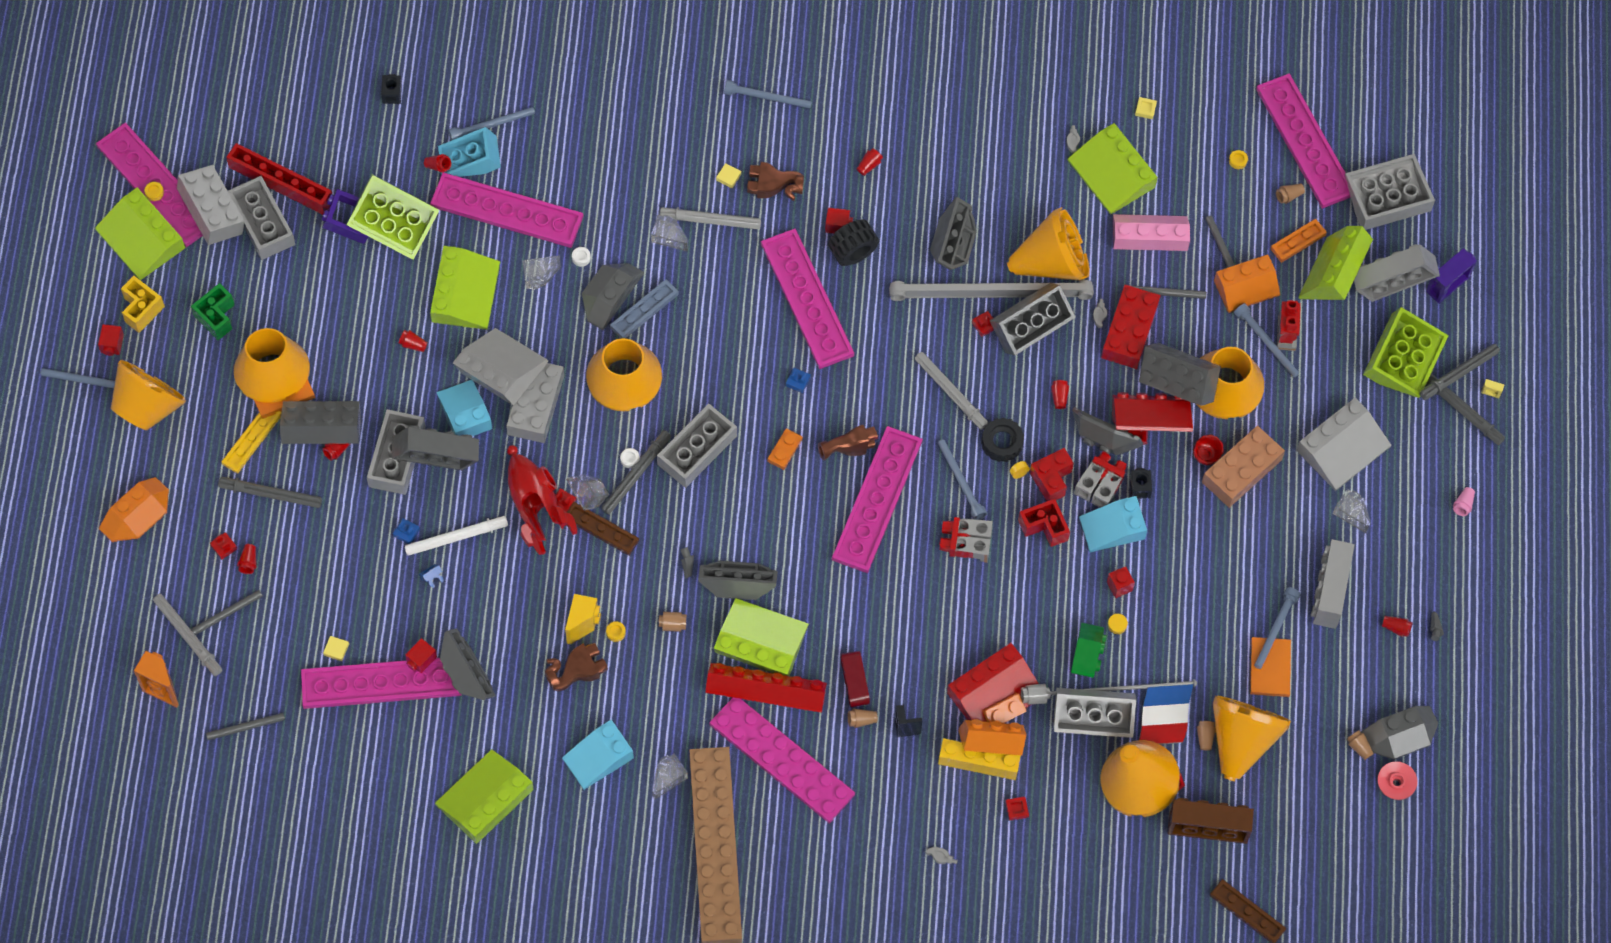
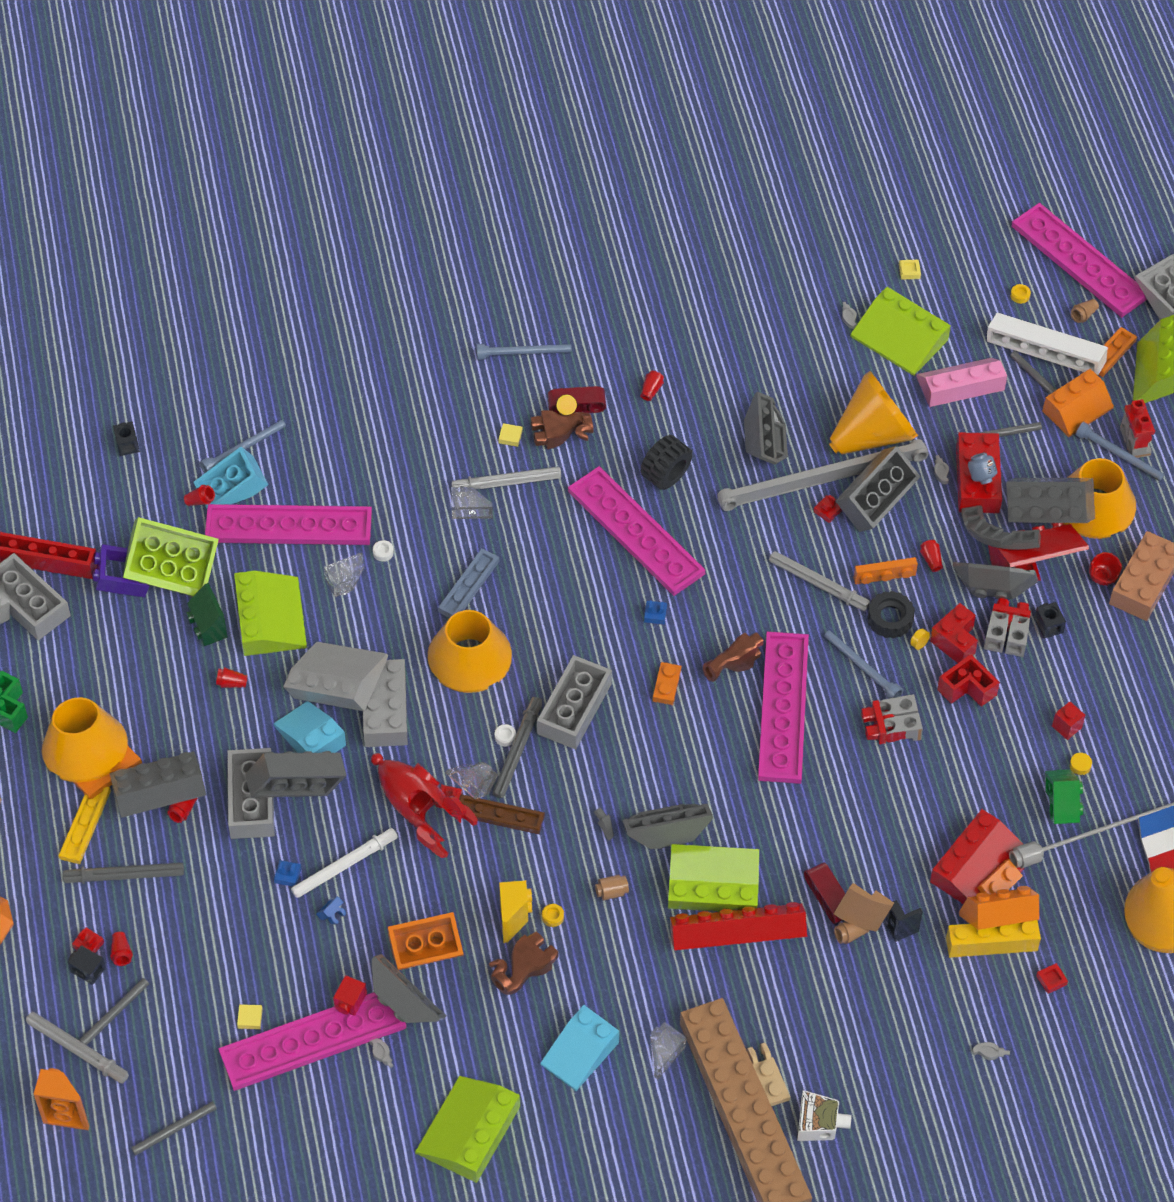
camera: 15 degrees left, 10 degrees down
(215, 565) = (86, 964): none -> black brick
(408, 279) = (206, 616): none -> dark green slope
(434, 710) = (381, 1052): none -> light grey piece
(499, 626) = (425, 941): none -> orange slope
(609, 291) = (424, 577): dark grey wedge -> none
(746, 825) = (769, 1076): none -> tan hinge
(775, 872) = (820, 1118): none -> torso
(782, 759) = (781, 997): dark pink plate -> none
(784, 162) = (566, 405): none -> yellow tile
(797, 158) = (588, 399): none -> dark red beam
(836, 219) = (638, 446): red brick -> none
(873, 704) = (863, 909): none -> medium nougat slope
(1012, 397) = (885, 571): none -> orange plate
(1094, 712) = (1096, 855): light grey brick -> none
(1114, 524) = (1039, 666): medium azure slope -> none
(1116, 393) = (995, 536): none -> dark grey tile
(1128, 327) = (982, 468): none -> sand blue head
(1239, 218) = (1046, 344): none -> white brick

